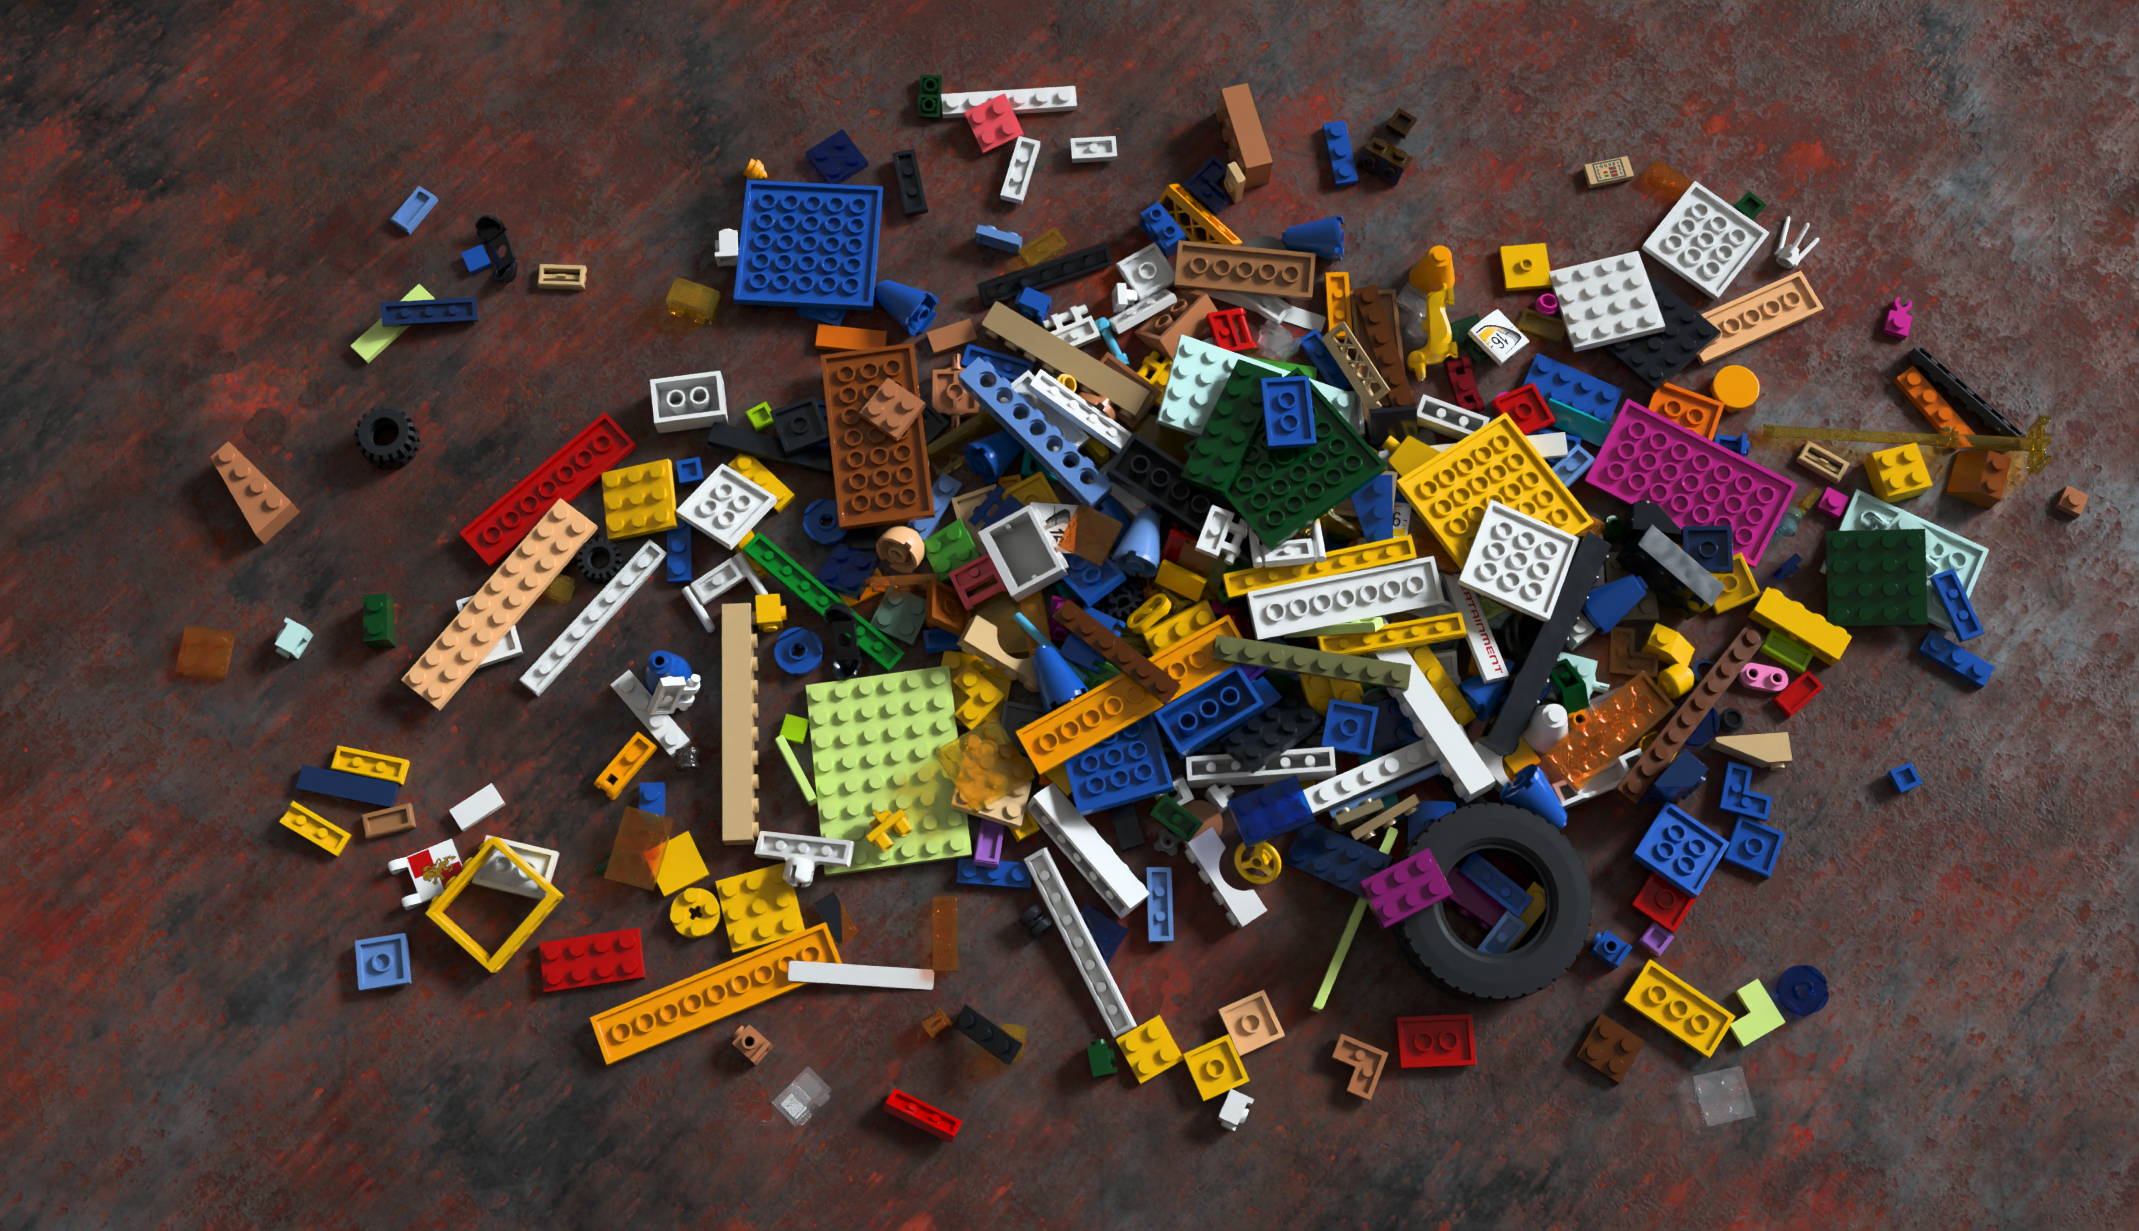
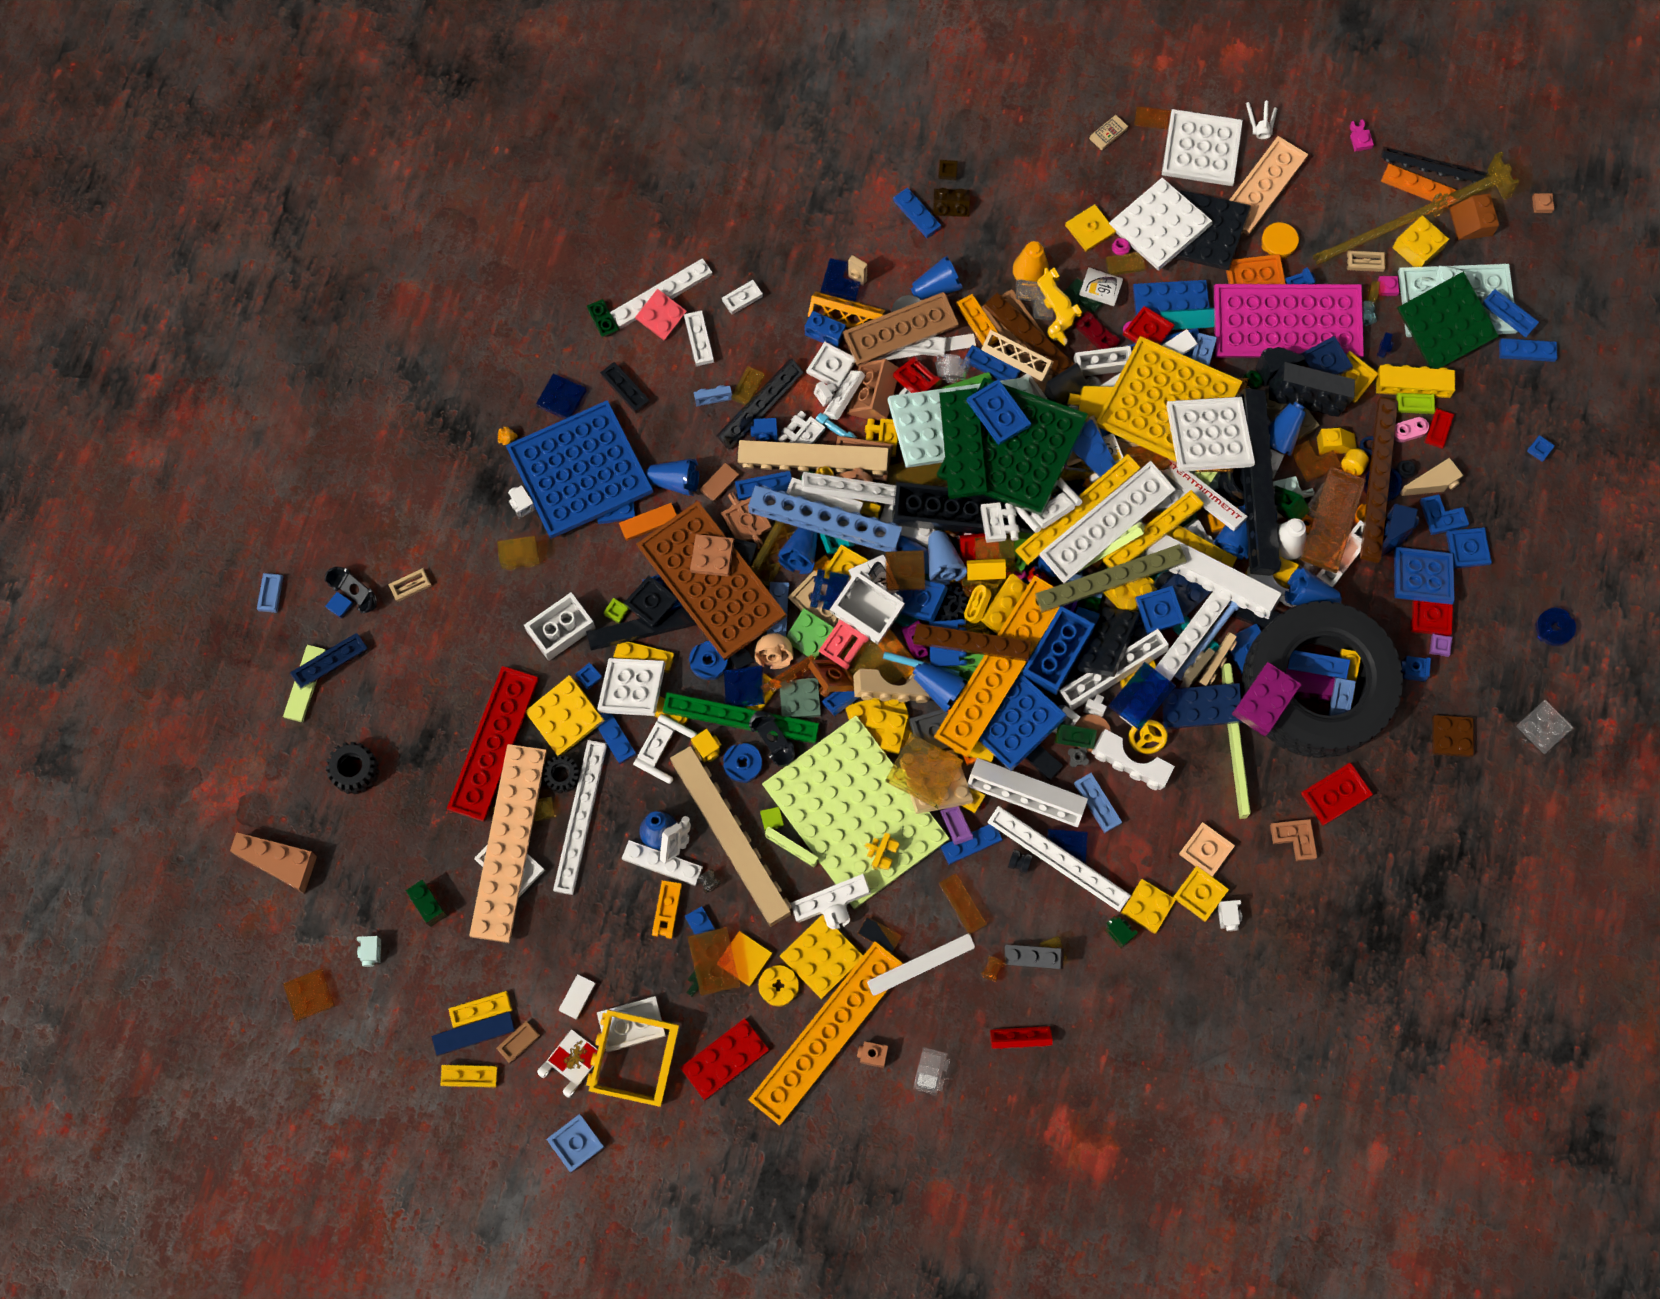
camera: 25 degrees left, 0 degrees up
(1244, 134) = (844, 232): nougat brick -> none
(1678, 1008) = (1482, 683): yellow plate -> none
(1750, 205) = (1218, 107): dark green plate -> none
(1761, 1015) = (1538, 658): yellowish green tile -> none

